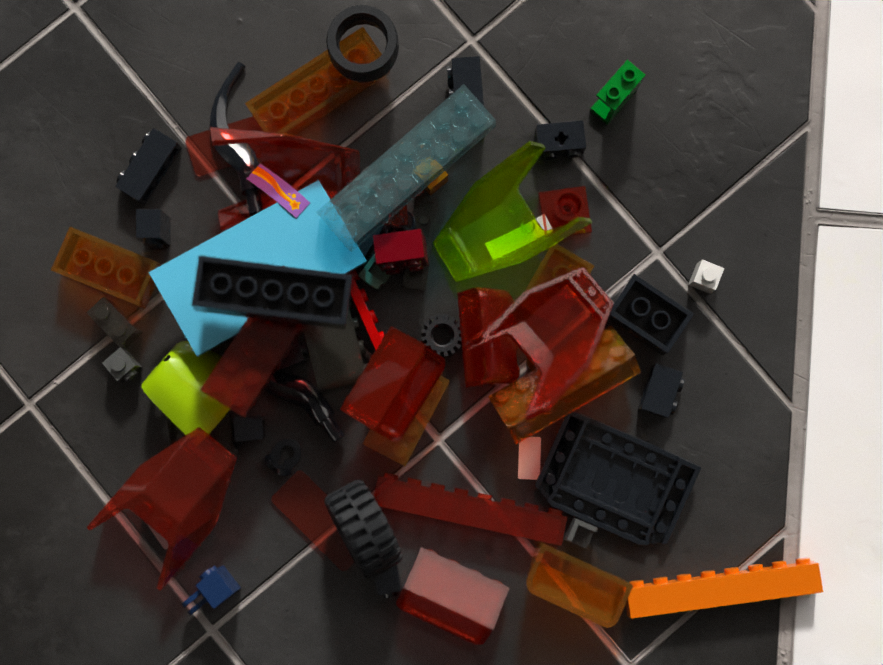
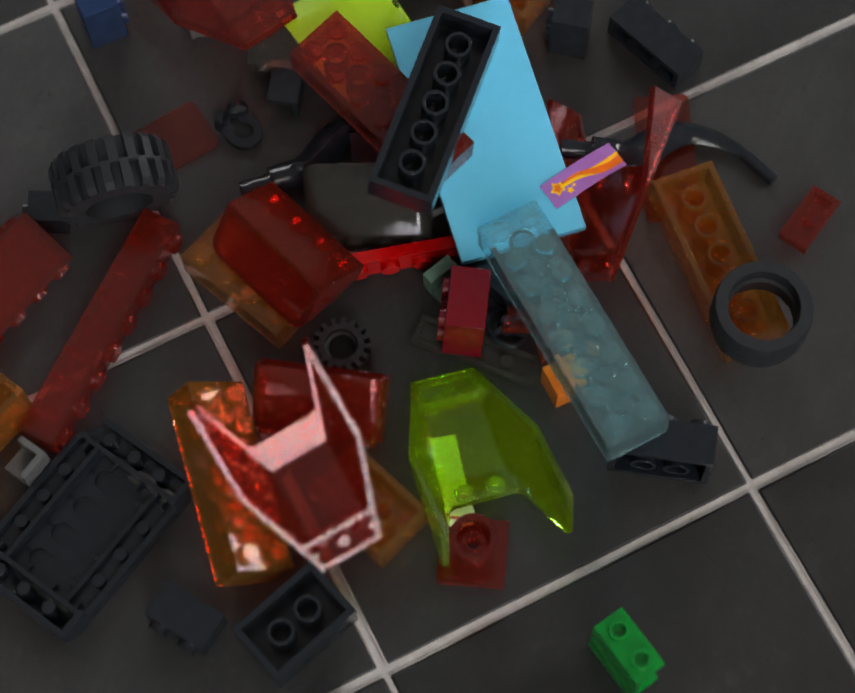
camera: 105 degrees right, 15 degrees down
(268, 33) = (809, 219): none -> clear red plate
(529, 458) = (148, 426): sticker -> none
(570, 132) = (572, 586): black brick -> none

